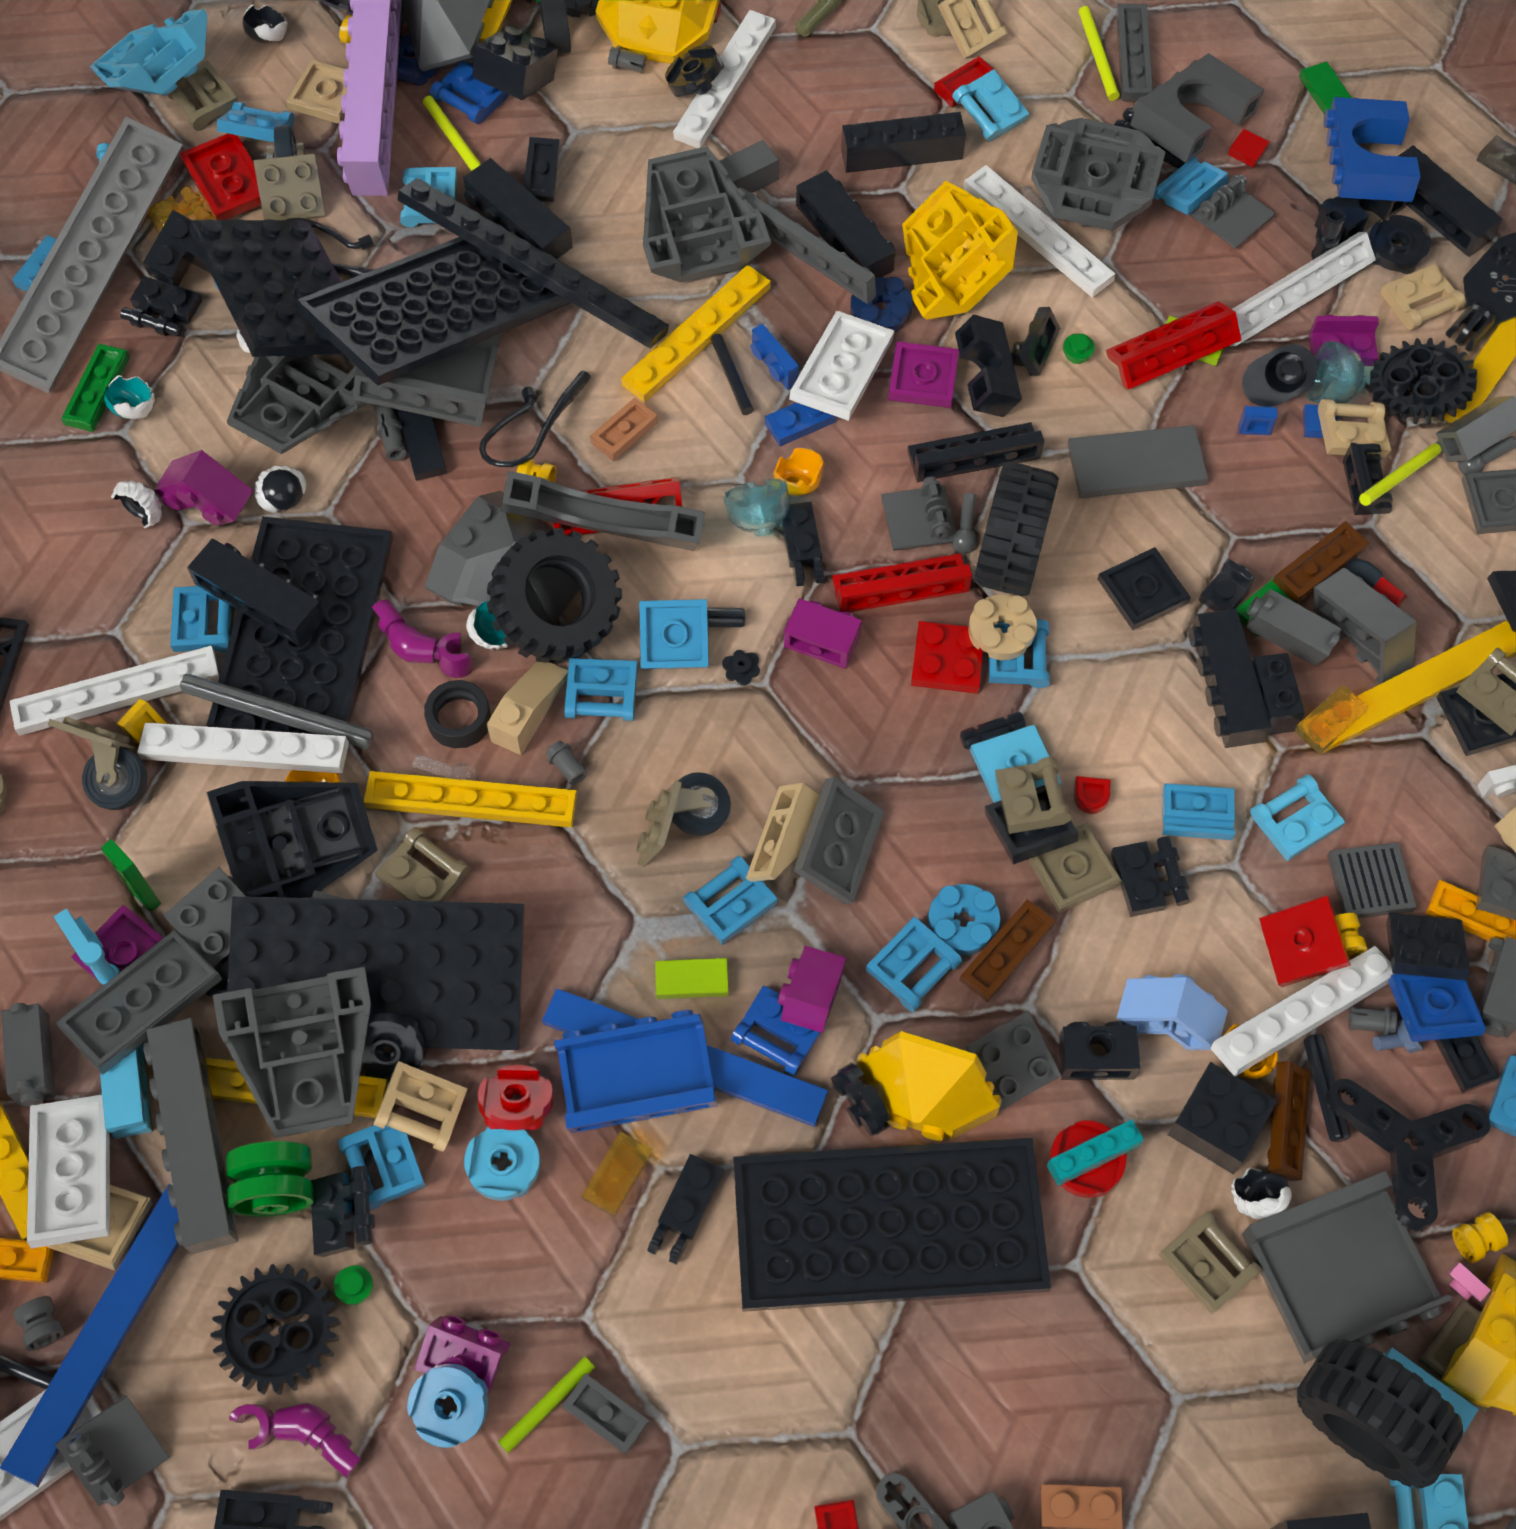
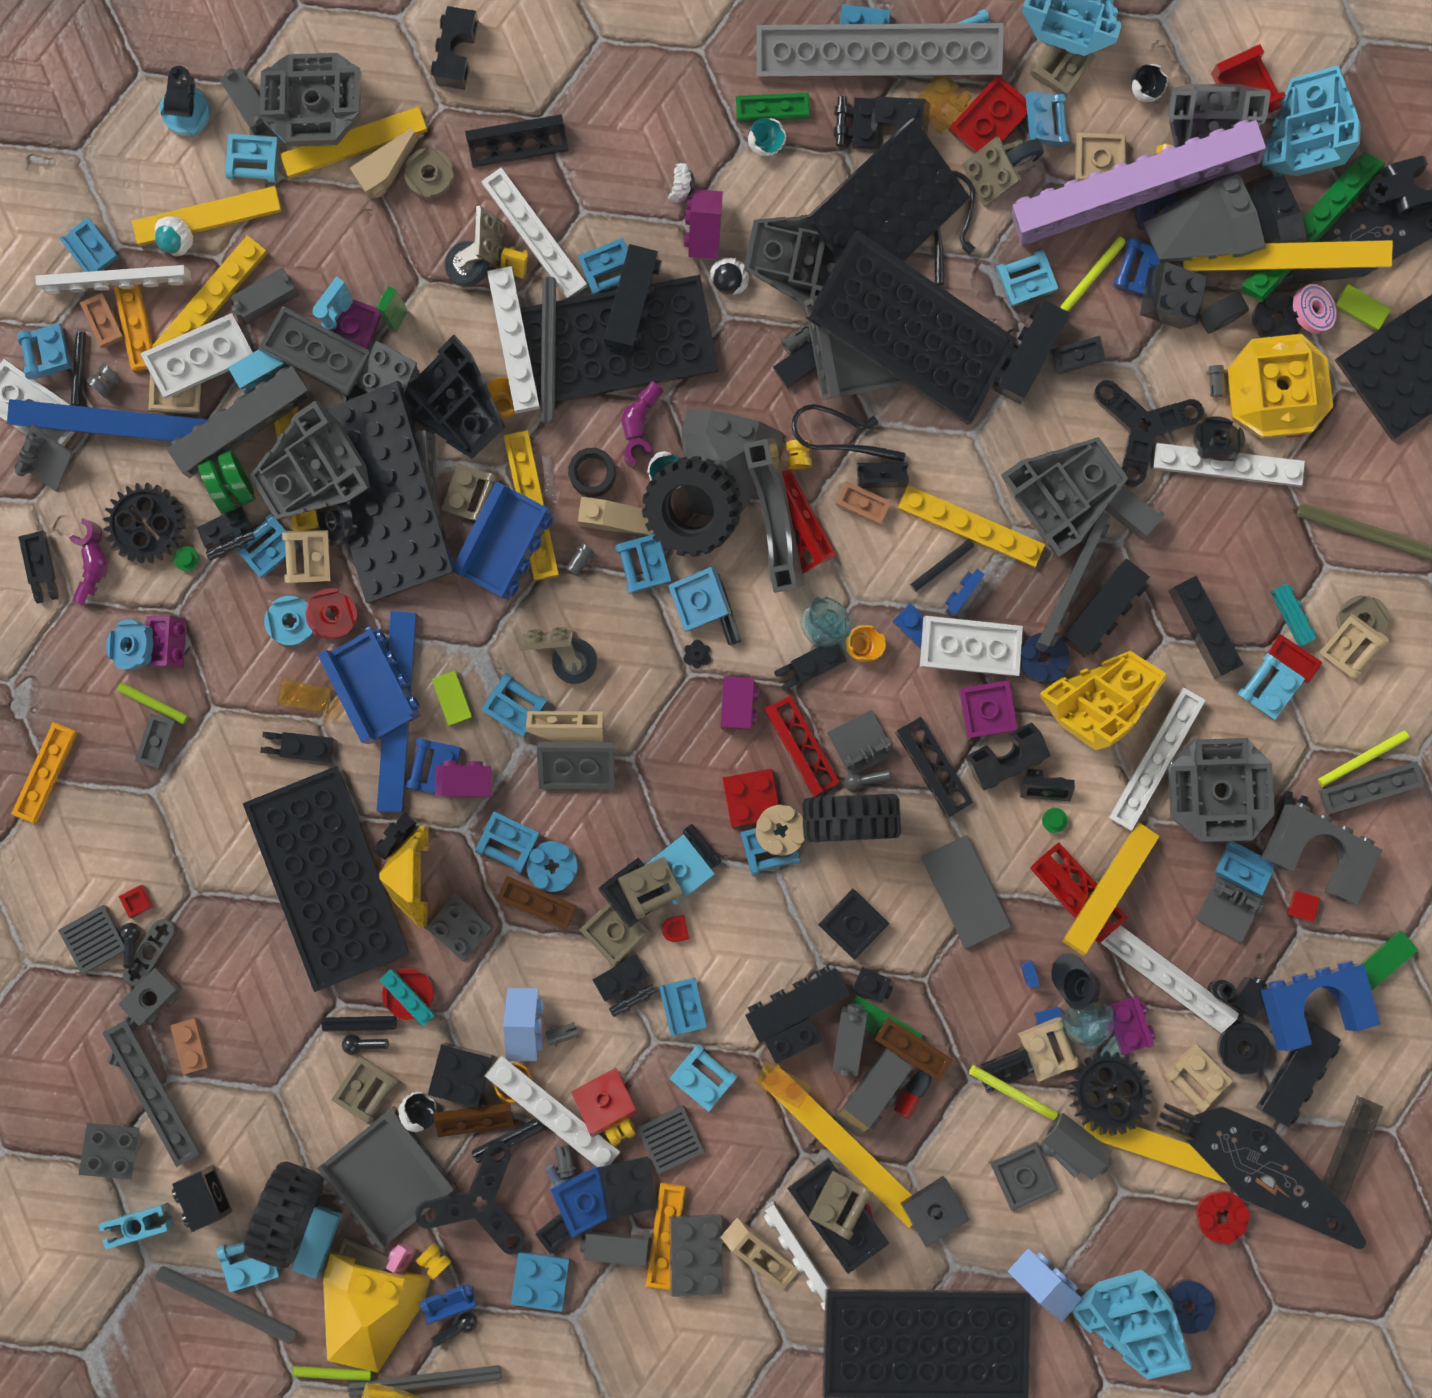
camera: 75 degrees right, 20 degrees up
(507, 839) = (503, 541): none -> blue panel
(533, 262) = (983, 381): black plate -> none
(598, 399) = (882, 475): none -> black hinge
(632, 142) = (1130, 413): none -> black piece
(916, 66) = (1293, 615): none -> teal piece
(1081, 1063) = (480, 997): black brick -> none
(1111, 1242) = (365, 1023): none -> black axle
(1139, 1263) = (353, 1044): none -> black bar
(1183, 304) = (1110, 889): none -> yellow tile
(1198, 970) = (560, 1034): none -> dark grey pin

